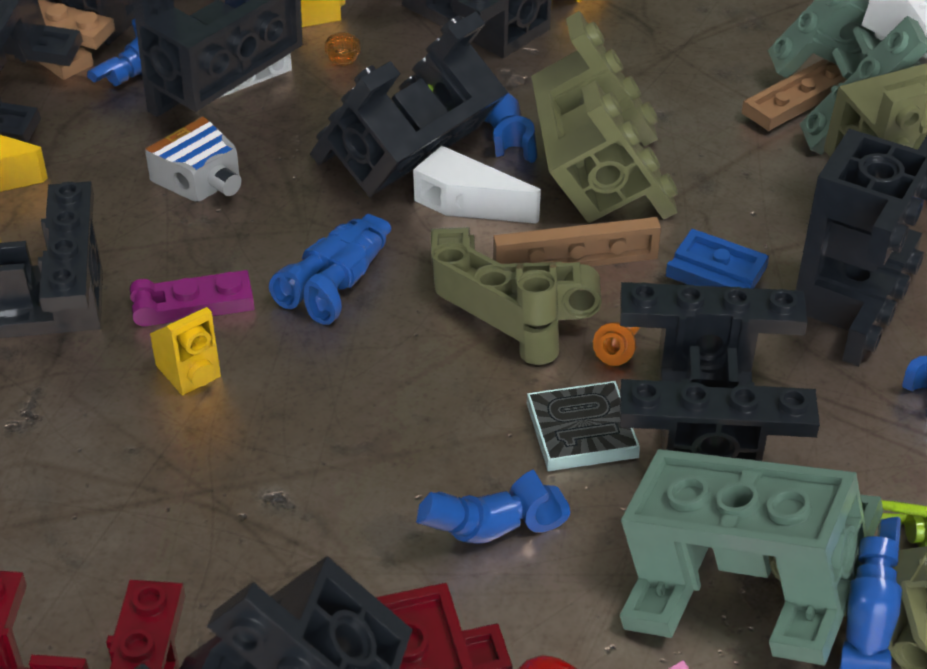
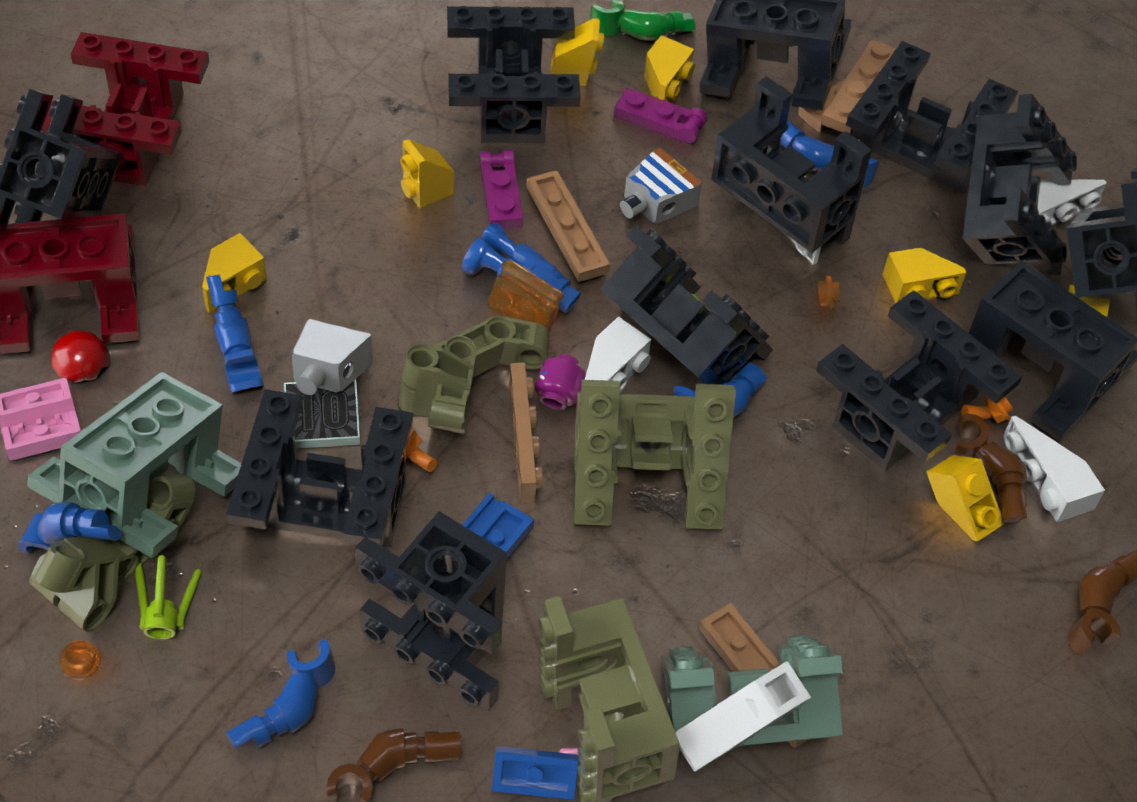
camera: 90 degrees right, 10 degrees up
(65, 167) = (660, 115): none -> magenta plate
(255, 233) = (568, 226): none -> medium nougat plate
(370, 538) = (238, 265): none -> yellow slope
(389, 249) = (524, 296): none -> clear orange plate
(499, 216) = (559, 381): none -> magenta head
(513, 409) = (329, 357): none -> light grey torso

